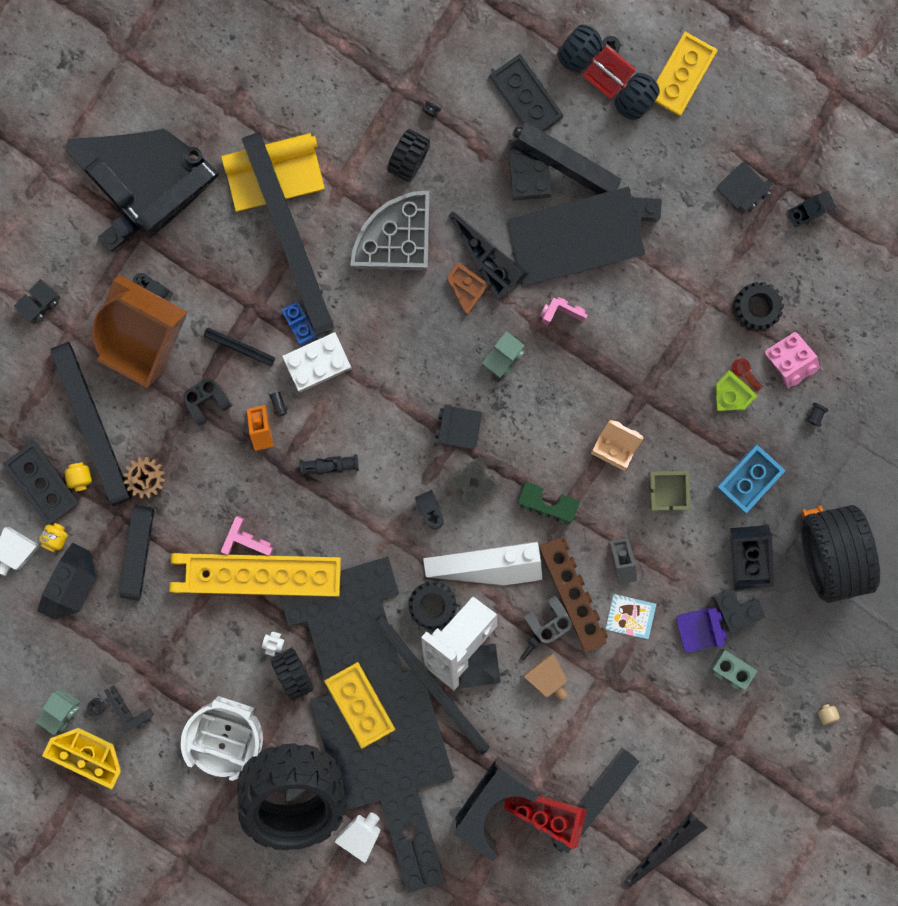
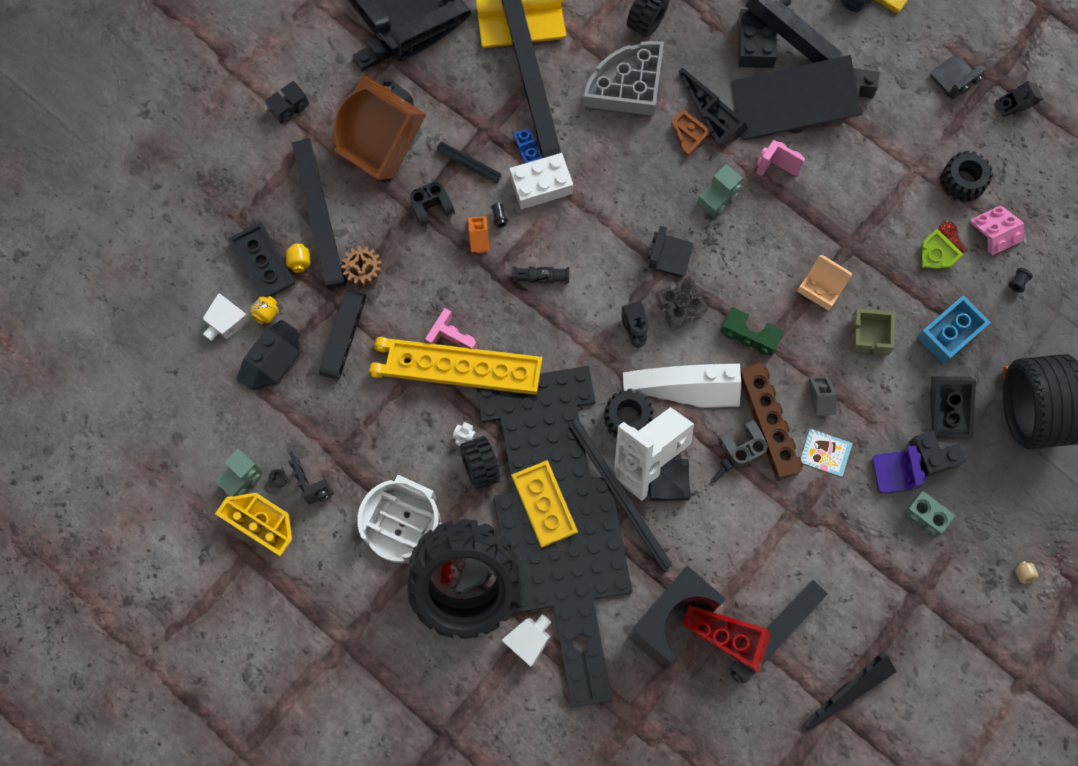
camera: 10 degrees right, 15 degrees down
(548, 677) = (738, 500): medium nougat torso -> none

